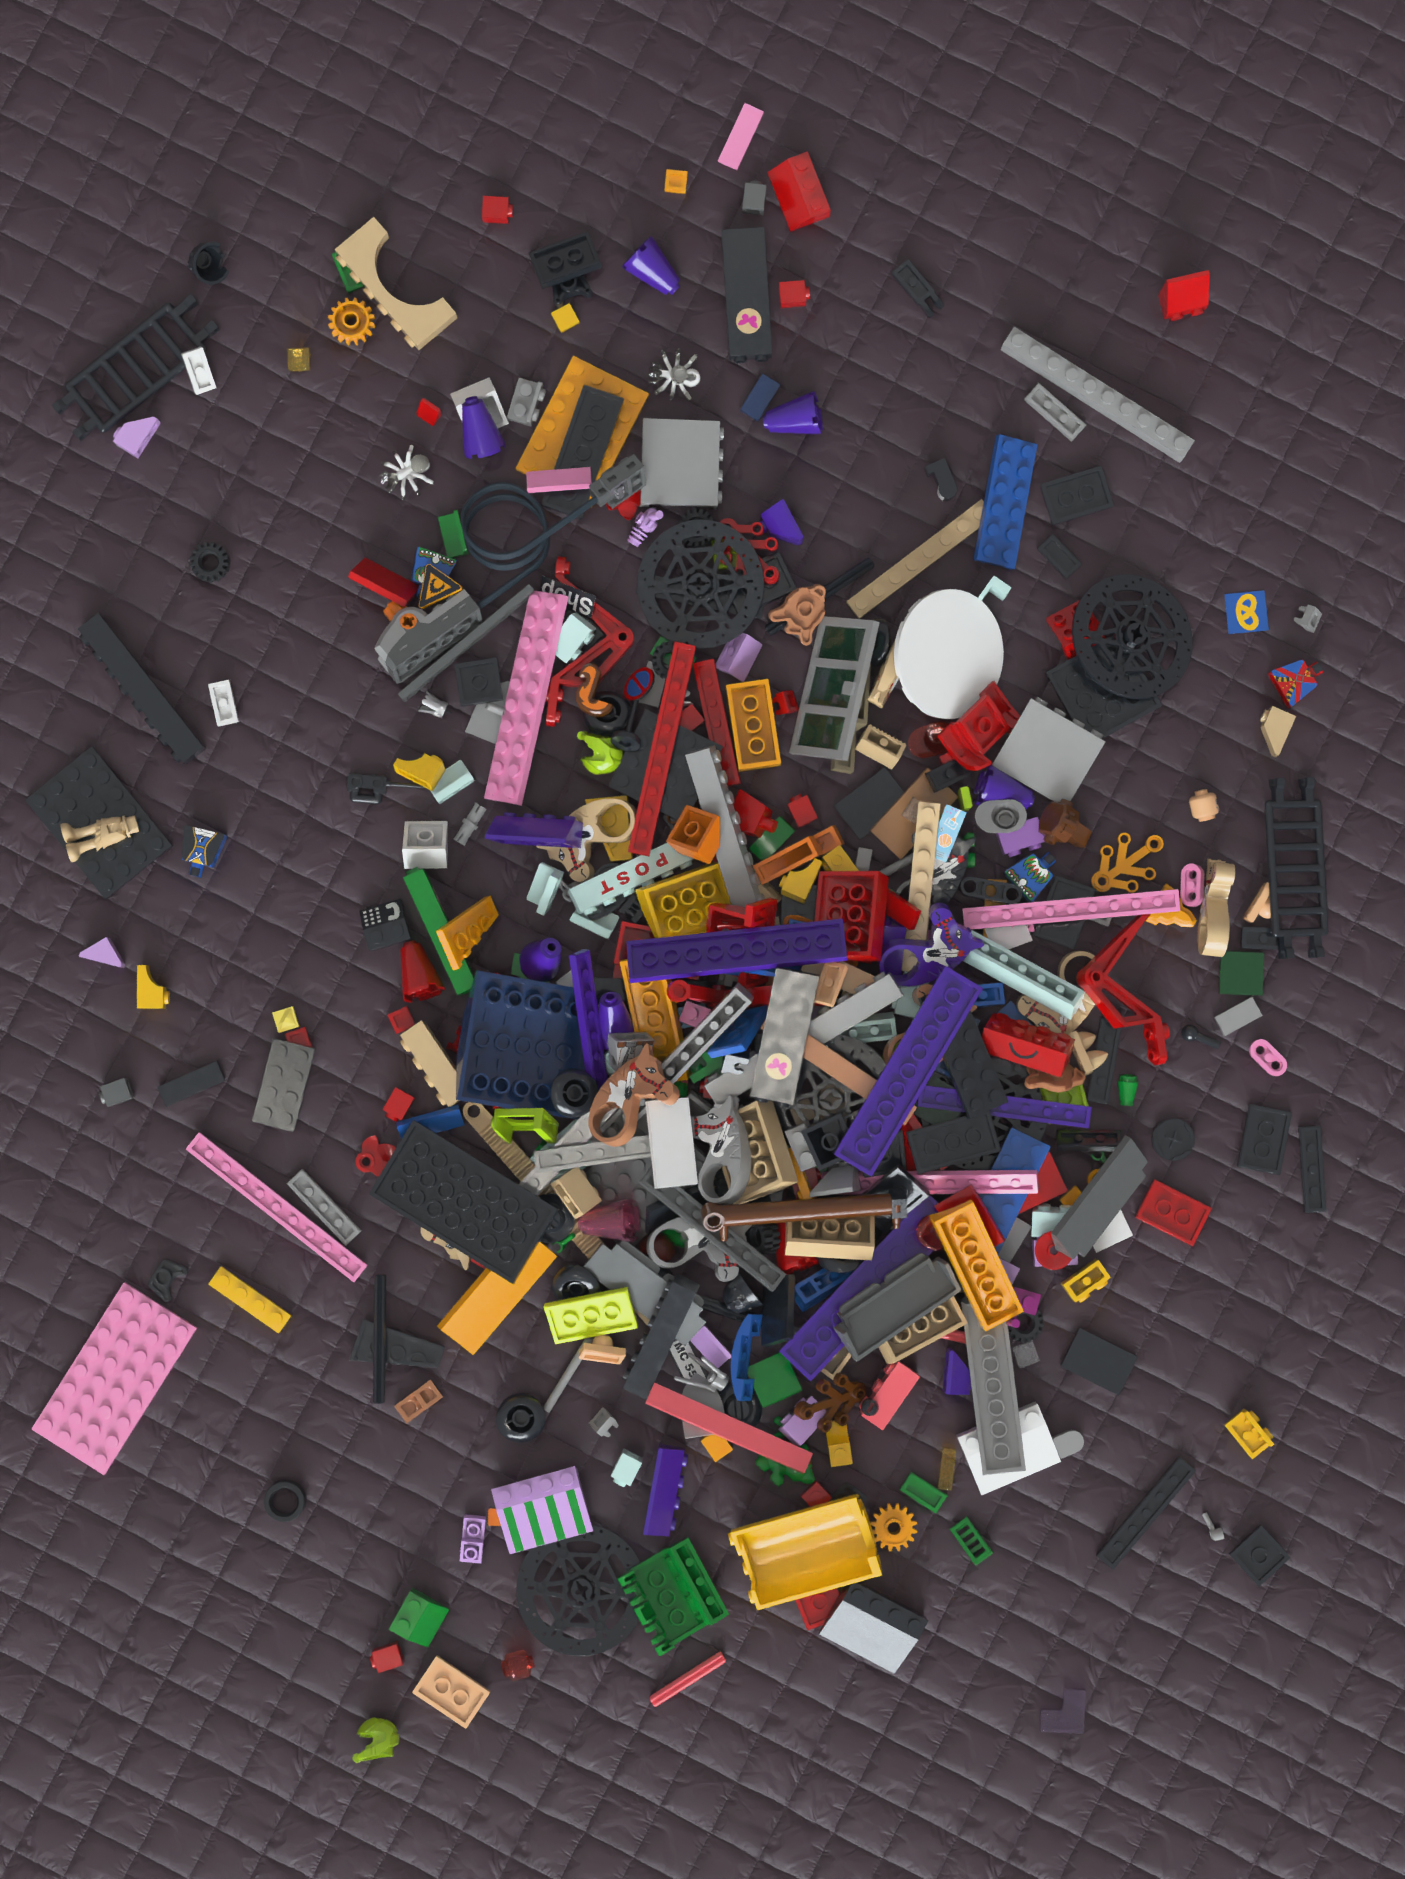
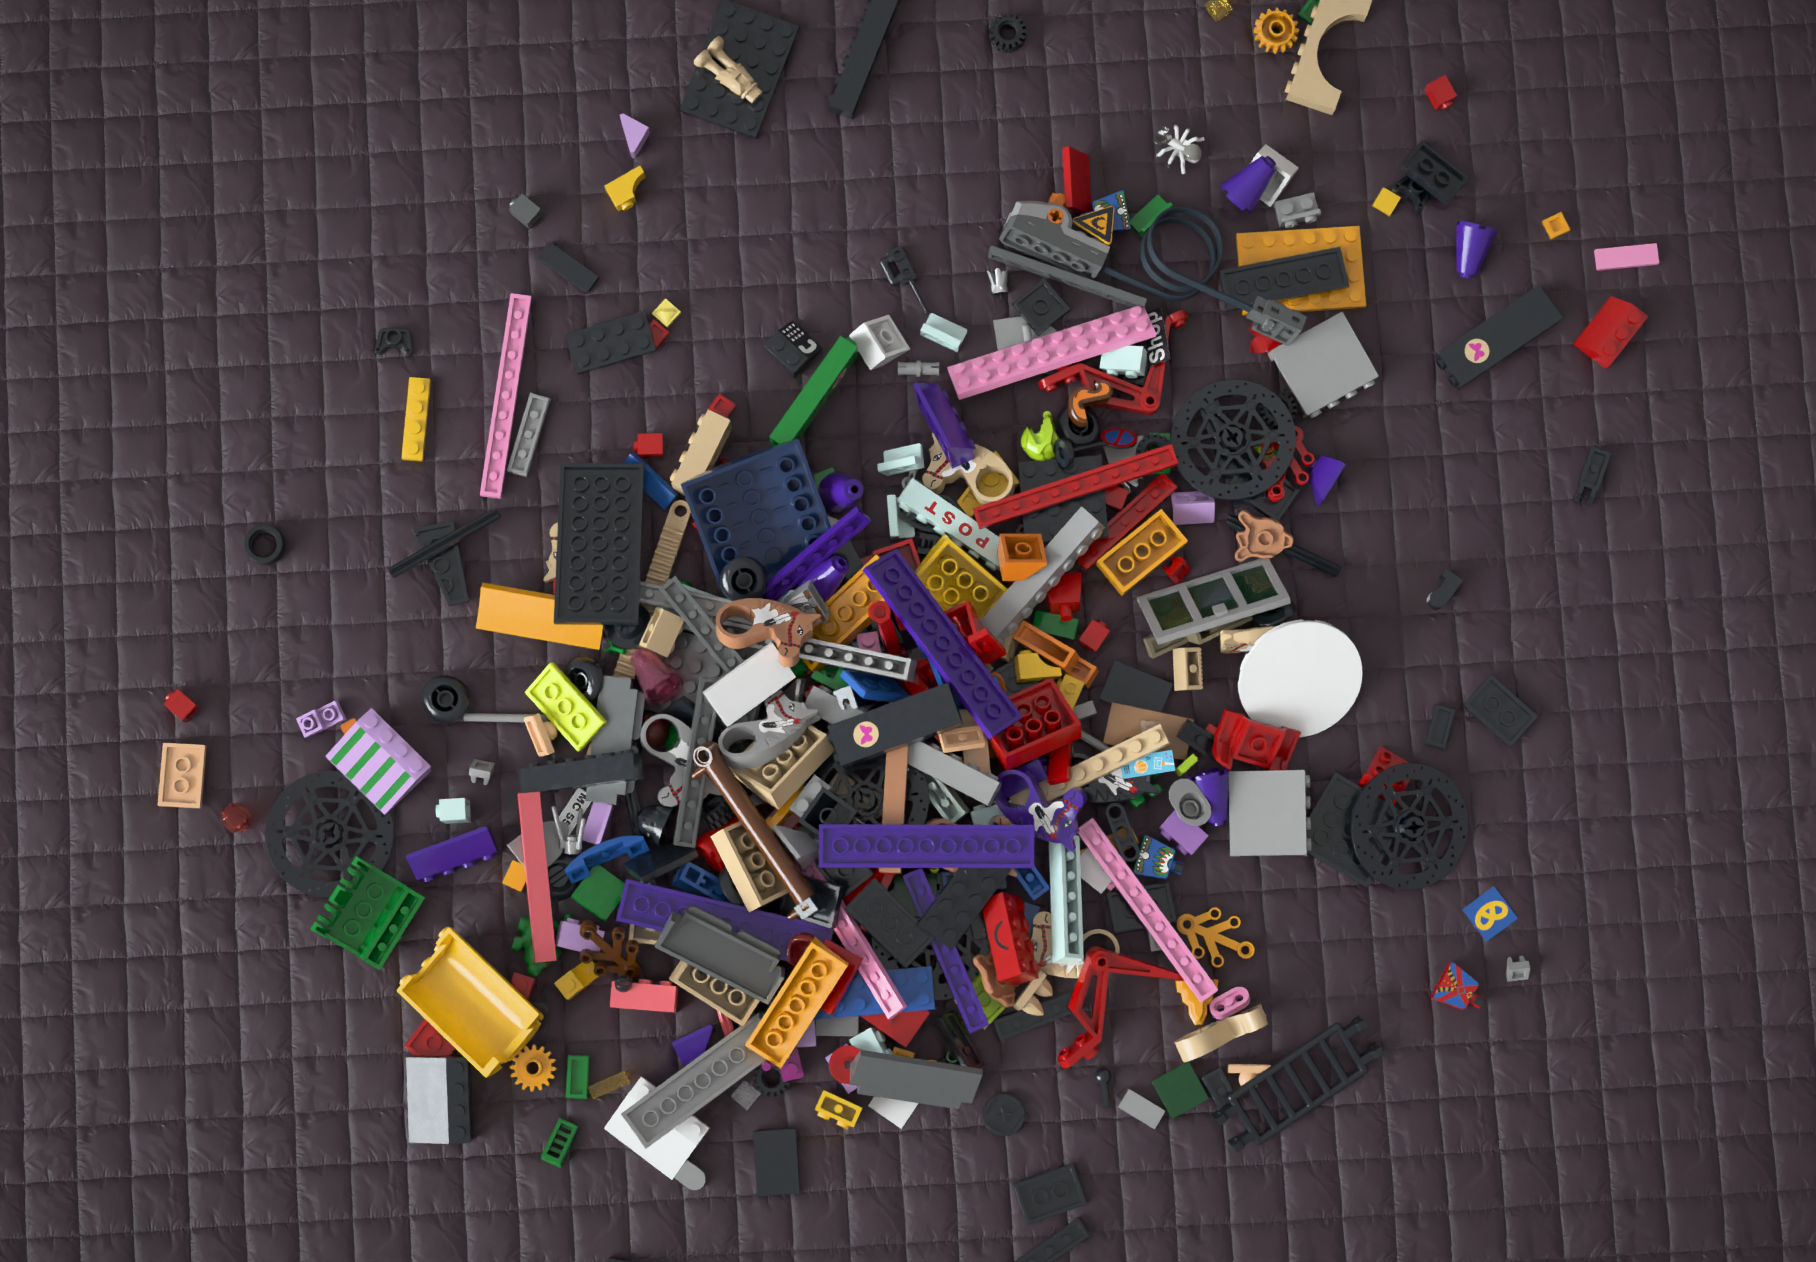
camera: 55 degrees right, 5 degrees down
(114, 1378) = (287, 346): bright pink plate -> none
(201, 848) = (767, 162): torso -> none
(223, 703) = (898, 110): white plate -> none
(377, 1153) = (598, 451): red plate -> none
(384, 1739) = (110, 741): lime helmet -> none
(418, 973) = (768, 398): red cone -> none
(418, 1401) = (410, 606): nougat slope -> none
(419, 1618) = (228, 712): green slope -> none
(423, 771) = (939, 304): yellow arch -> none
(428, 412) = (1239, 136): red slope -> none
(465, 930) = (827, 413): light orange wing -> none
(543, 1123) = (702, 568): lime panel -> none
(558, 479) = (1247, 270): bright pink tile -> none
(645, 523) = (1256, 366): lavender piece -> none
(677, 374) = (1396, 319): animal -> none
(687, 1679) = (304, 968): coral axle -> none
(754, 198) = (1582, 297): dark grey brick -> none
(760, 397) = (1419, 399): dark blue tile -> none
(793, 294) = (1522, 375): red brick -> none
(796, 416) = (1422, 437): dark purple cone -> none
(916, 561) = (1366, 611): tan plate -> none
(924, 740) = (1213, 703): clear red piece -> none
(997, 588) = (1381, 686): light aqua panel -> none
(1005, 502) = (1457, 653): blue plate -> none
(1055, 412) = (1559, 652): light grey tile -> none
(1062, 825) = (1214, 858): reddish brown piece -> none
(1097, 394) = (1595, 678): light grey brick -> none
(1127, 1088) = (1023, 1049): green cone -> none
(1173, 1212) = (941, 1151): red tile -> none
(1185, 295) = (1725, 701): slope -> none
(1204, 805) = (1303, 973): light nougat head -> none
(1268, 1056) = (1122, 1155): bright pink plate -> none
(1276, 728) = (1406, 995): tan slope -> none

